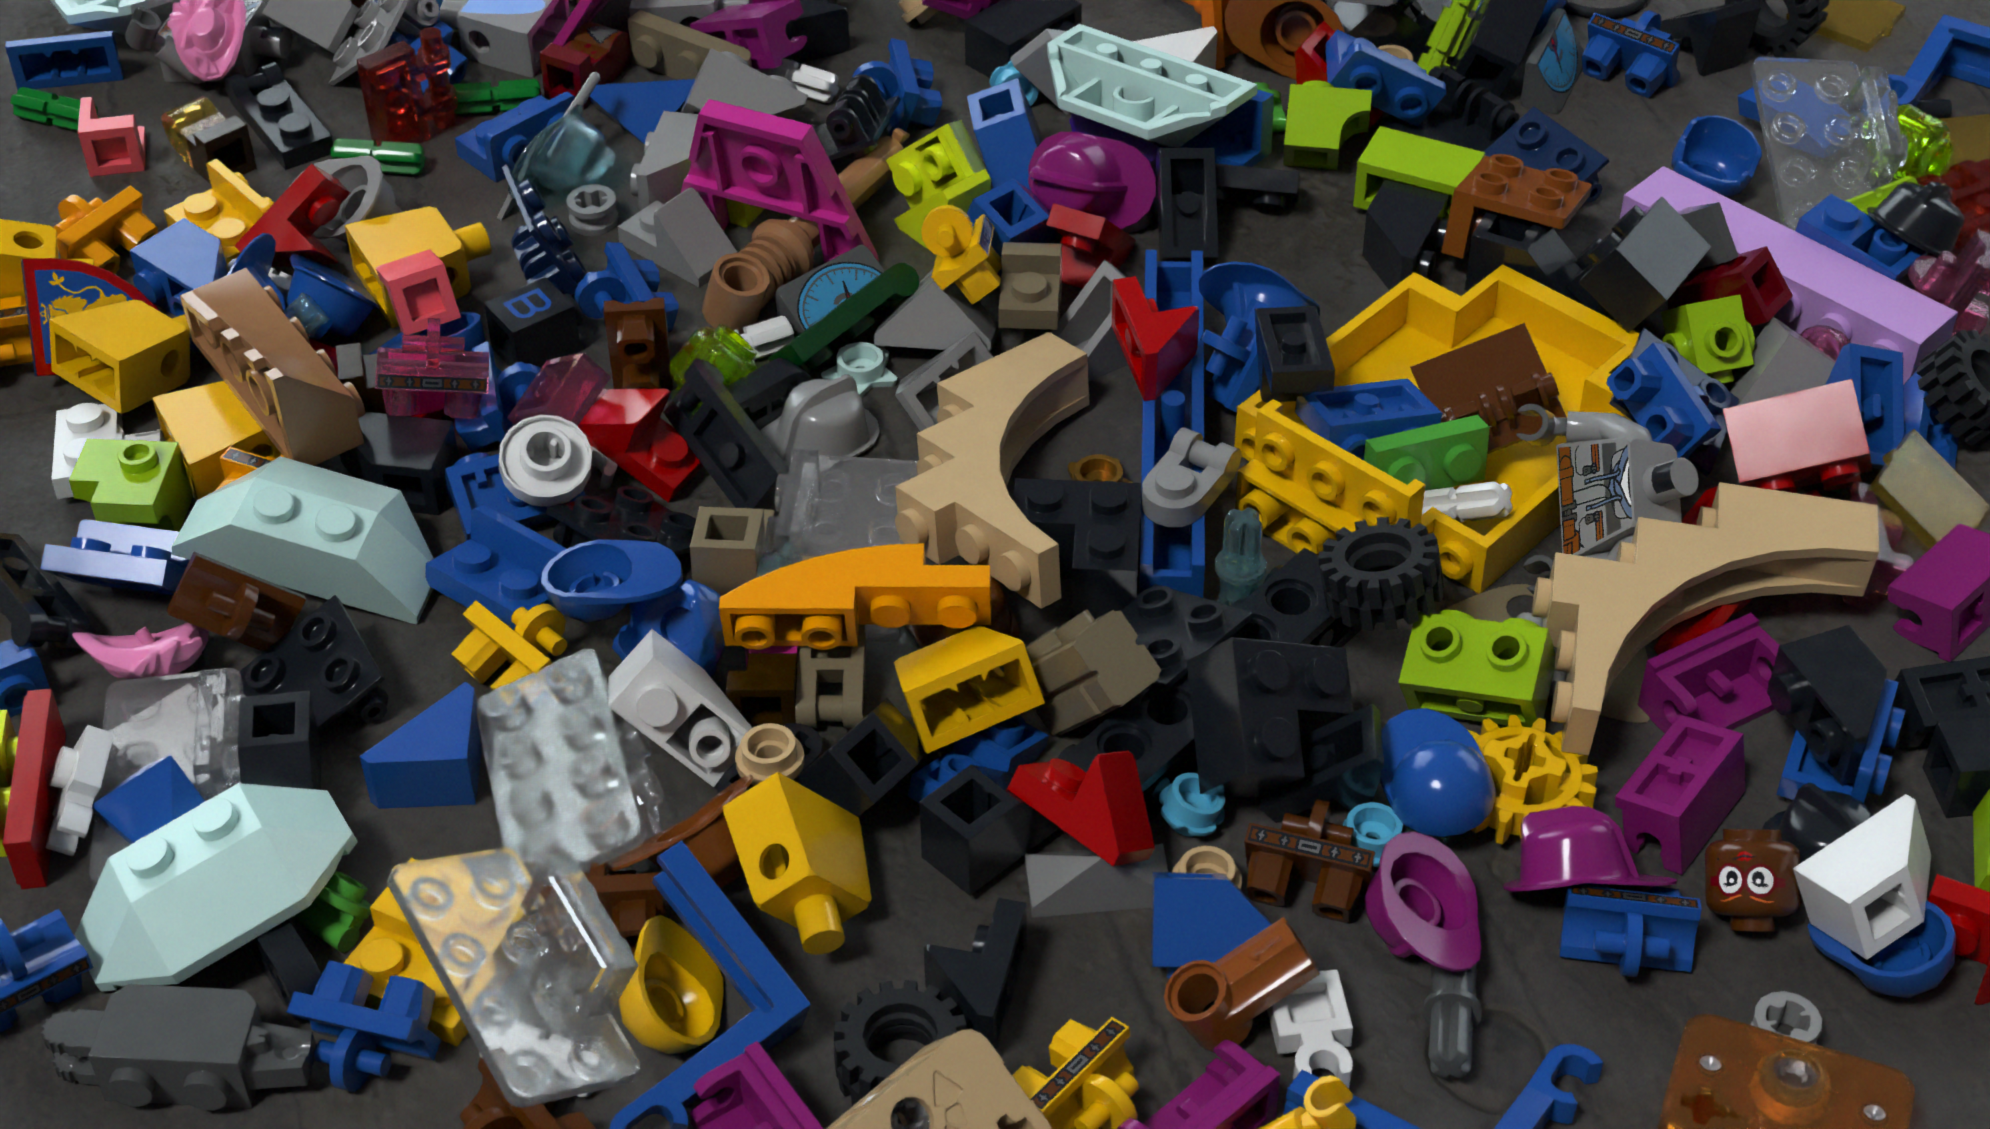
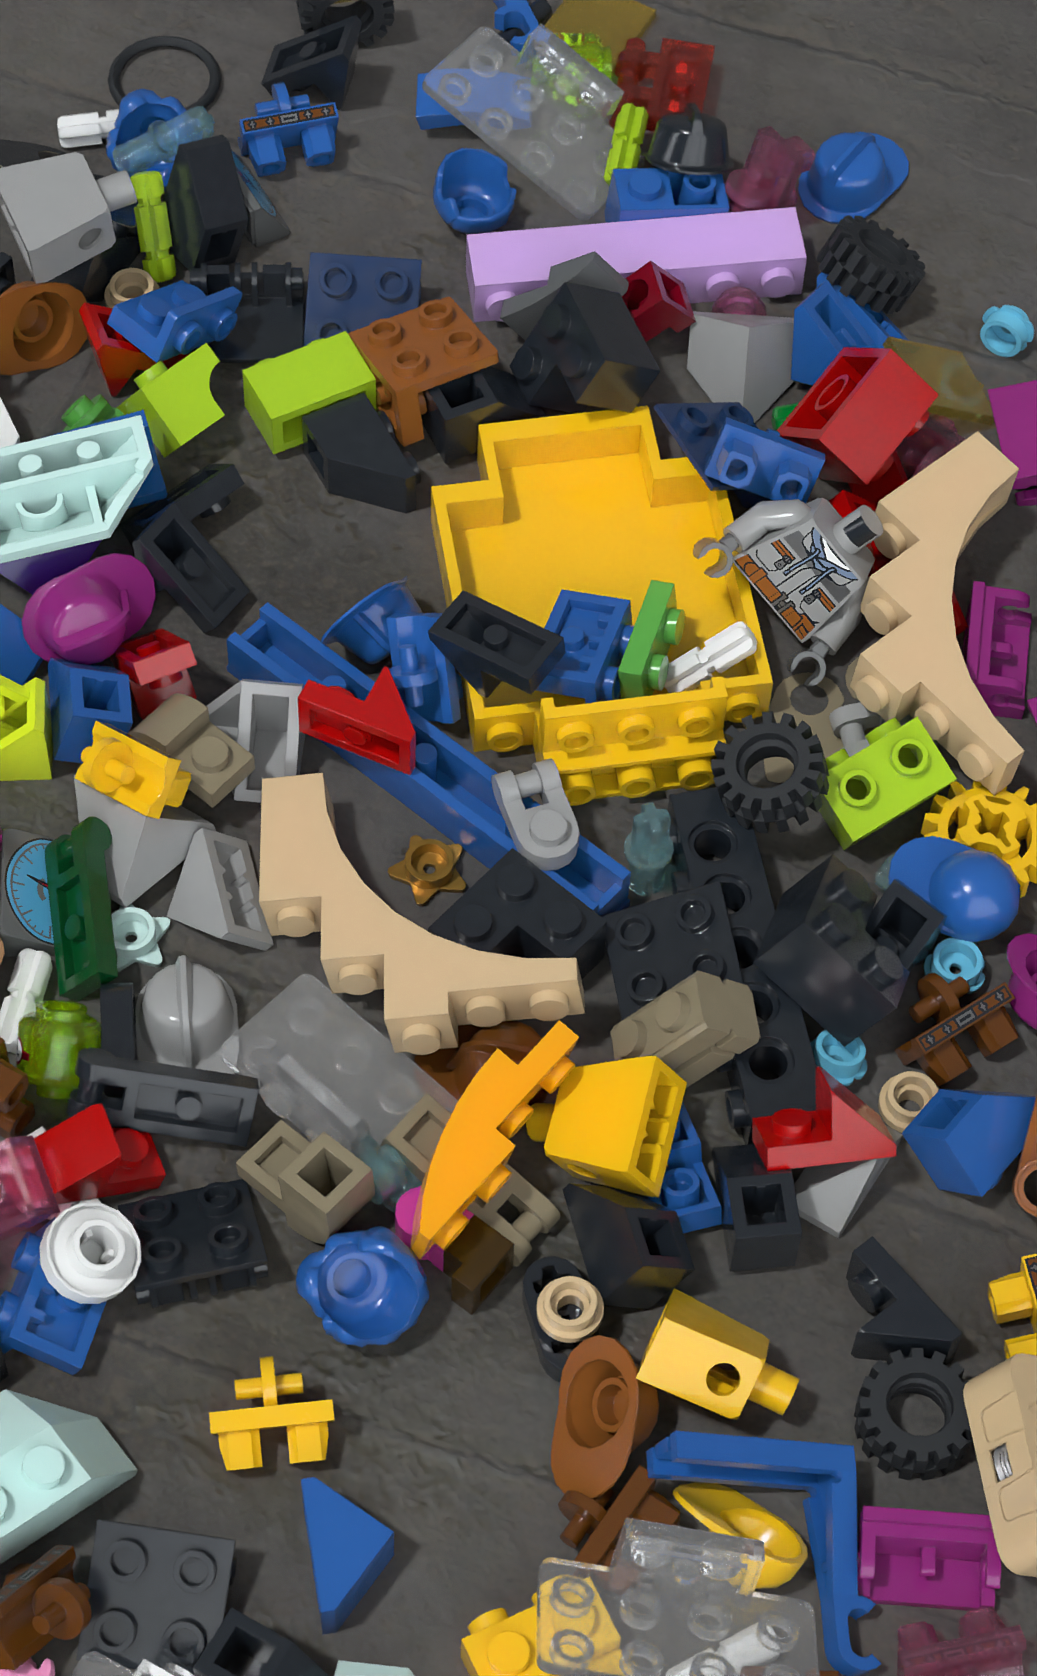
camera: 55 degrees left, 15 degrees up
(496, 566) = (159, 1369): blue bracket -> none
(567, 766) = (458, 1467): clear bracket -> none
(605, 575) = (277, 1292): blue cap -> none
(677, 707) = (459, 1338): white slope -> none
(1493, 382) = (616, 544): reddish brown hinge -> none
(1711, 335) = (684, 363): lime brick -> none

